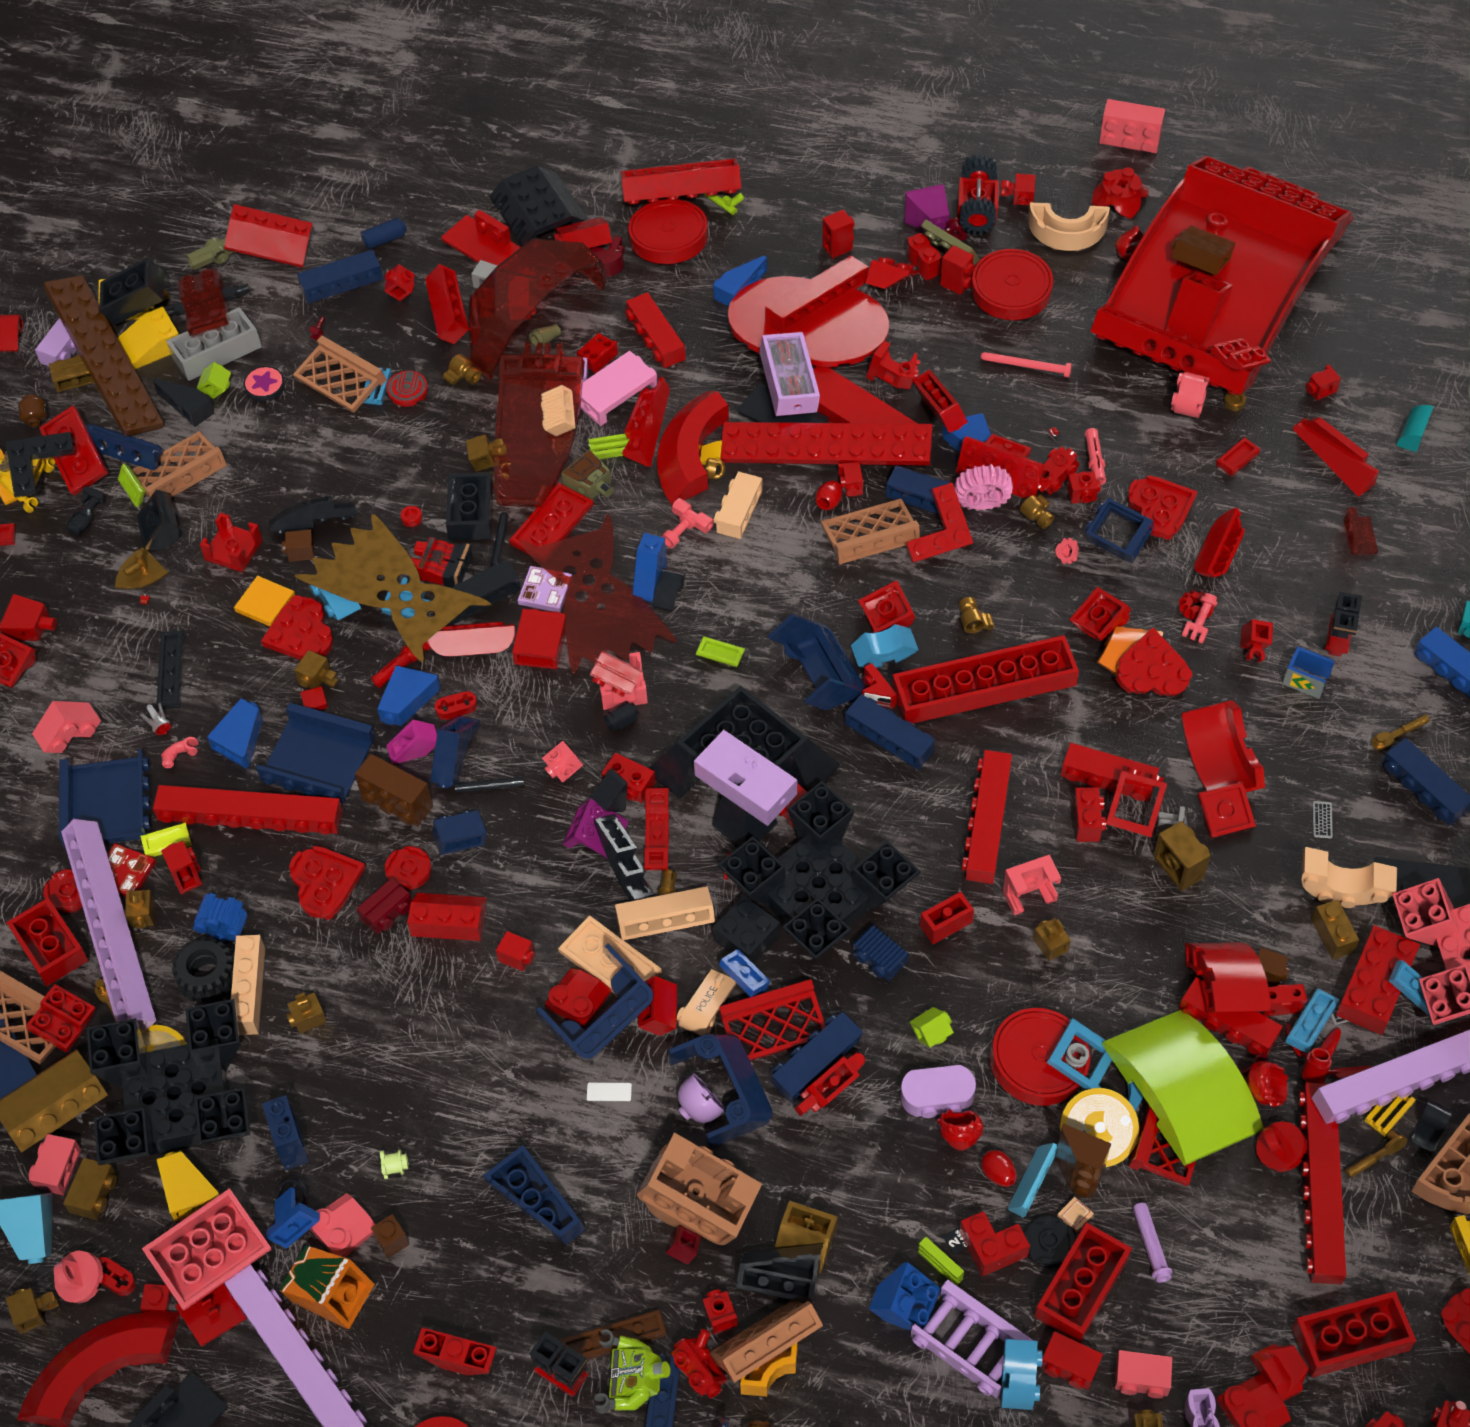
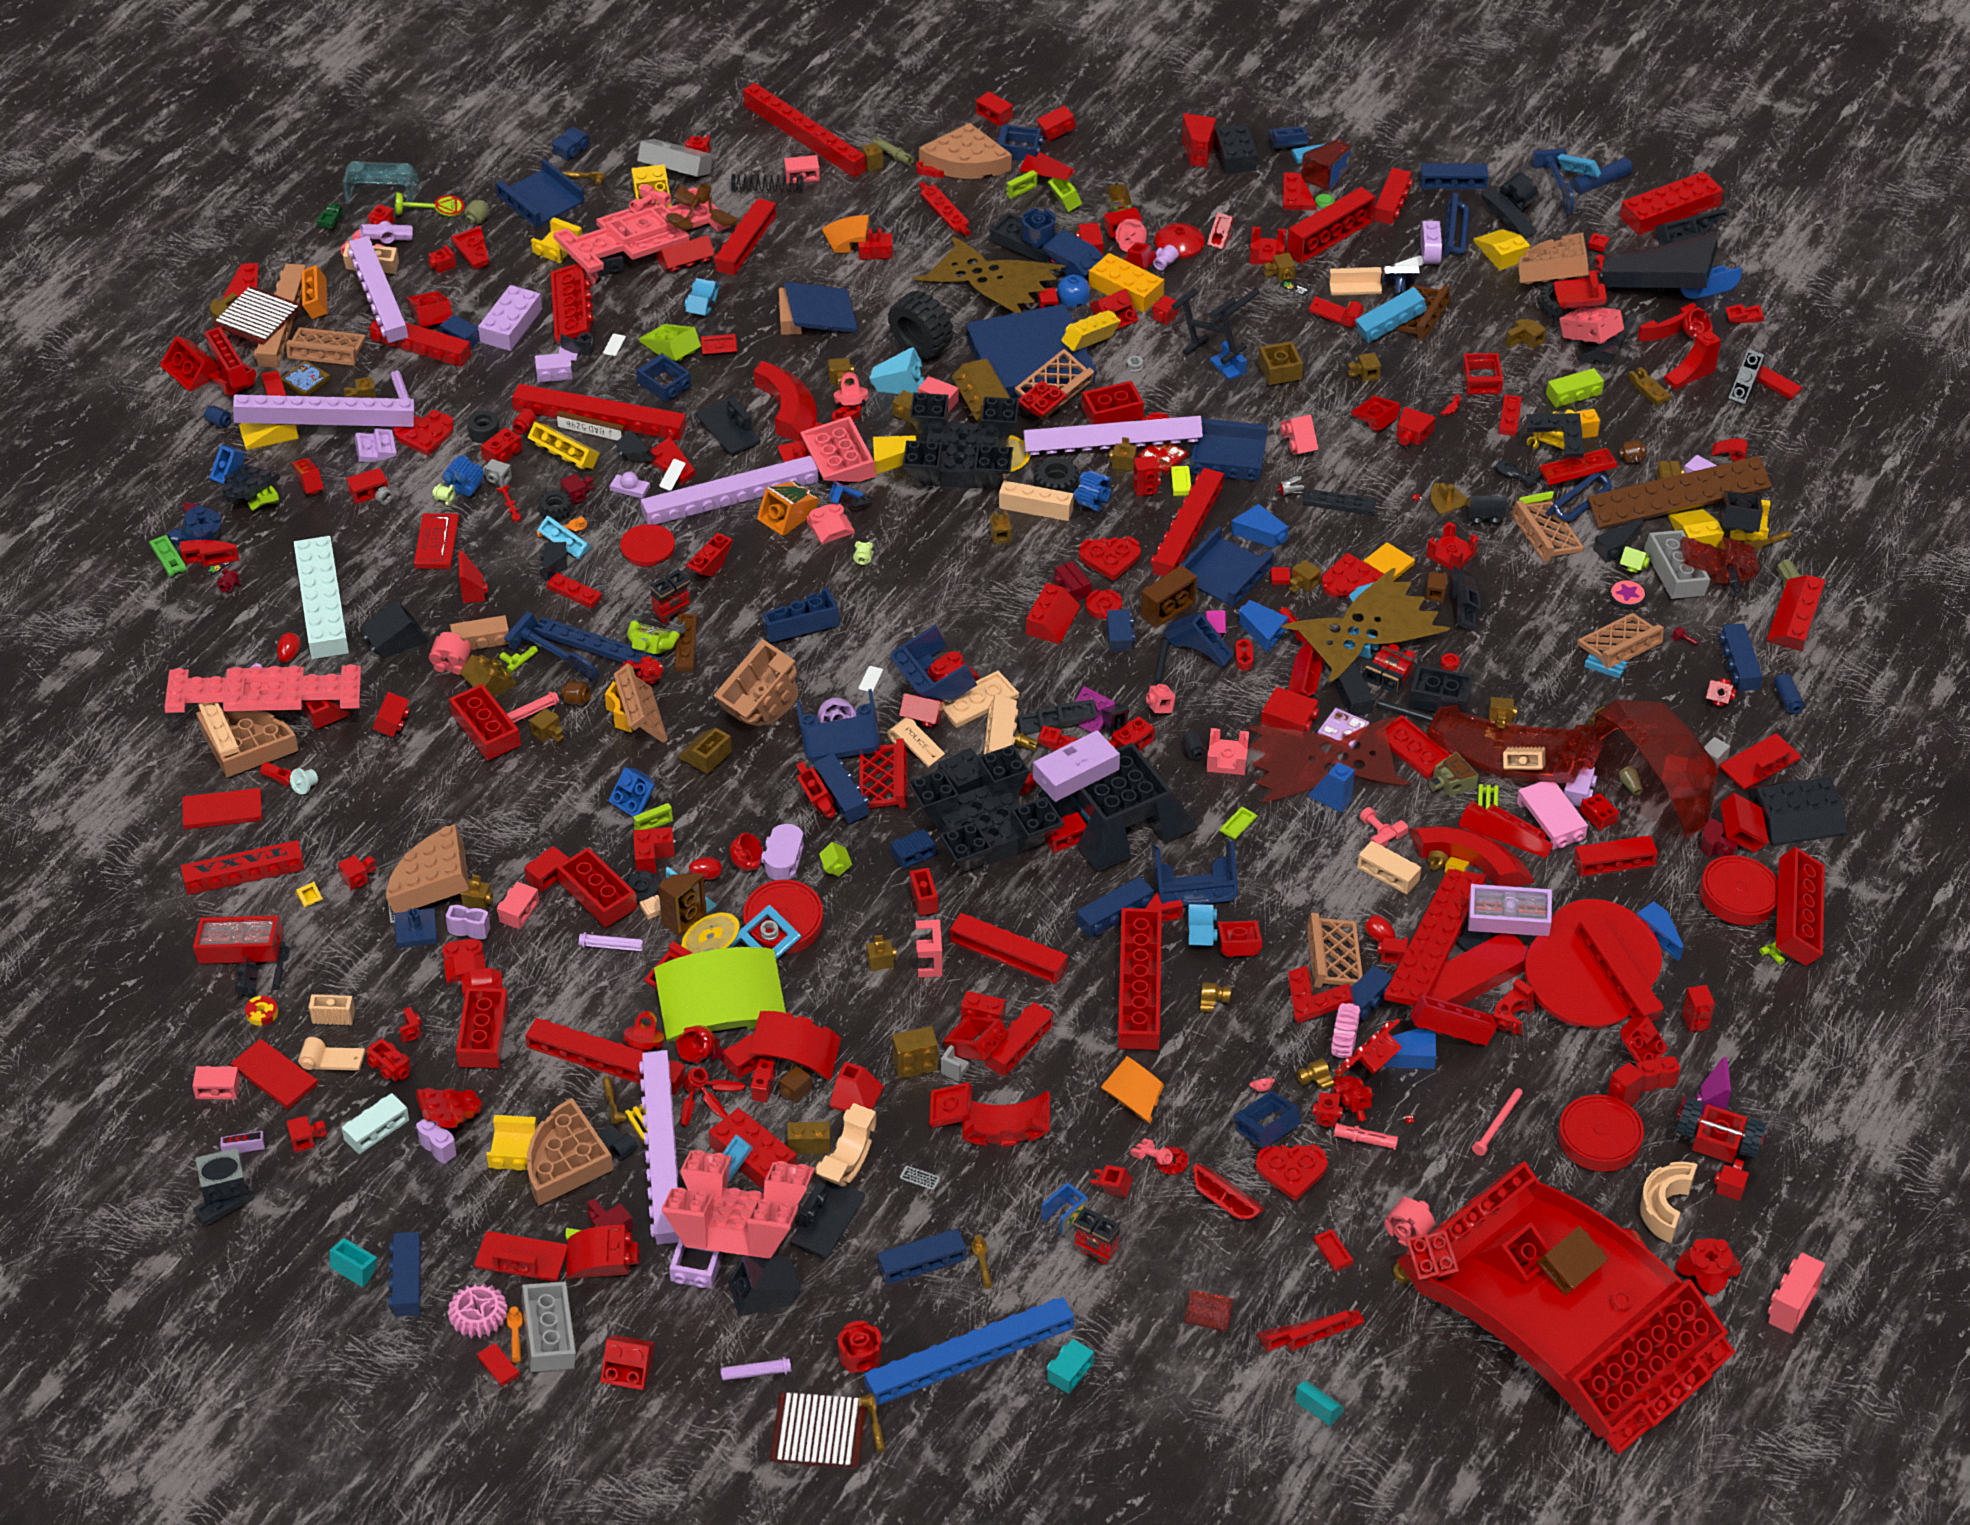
camera: 105 degrees right, 10 degrees down
(171, 752) = (1260, 497): coral piece -> none
(285, 1132) = (913, 508): dark blue window -> none
(389, 1236) = (809, 541): reddish brown brick -> none
(407, 388) = (1595, 682): tile -> none
(446, 304) = (1700, 717): red brick -> none
(515, 951) = (1004, 644): red brick -> none
(615, 673) = (1228, 737): brick -> none
(667, 588) = (1320, 803): black panel -> none
(719, 1319) = (675, 695): red brick -> none
(745, 973) = (924, 760): blue panel -> none
(782, 1272) = (682, 727): black wedge -> none
(941, 238) = (1661, 1092): olive plate -> none
(974, 1313) = (590, 835): lavender fence -> none
(1019, 1374) = (549, 831): dark azure brick -> none
(1100, 614) = (1180, 1079): red slope -> none
(1153, 666) = (1110, 1096): red plate -> none
(1252, 906) = (855, 1086): none -> red slope
(1312, 1021) = (737, 1095): dark azure tile -> none
(1323, 383) = (1400, 1346): red brick -> none

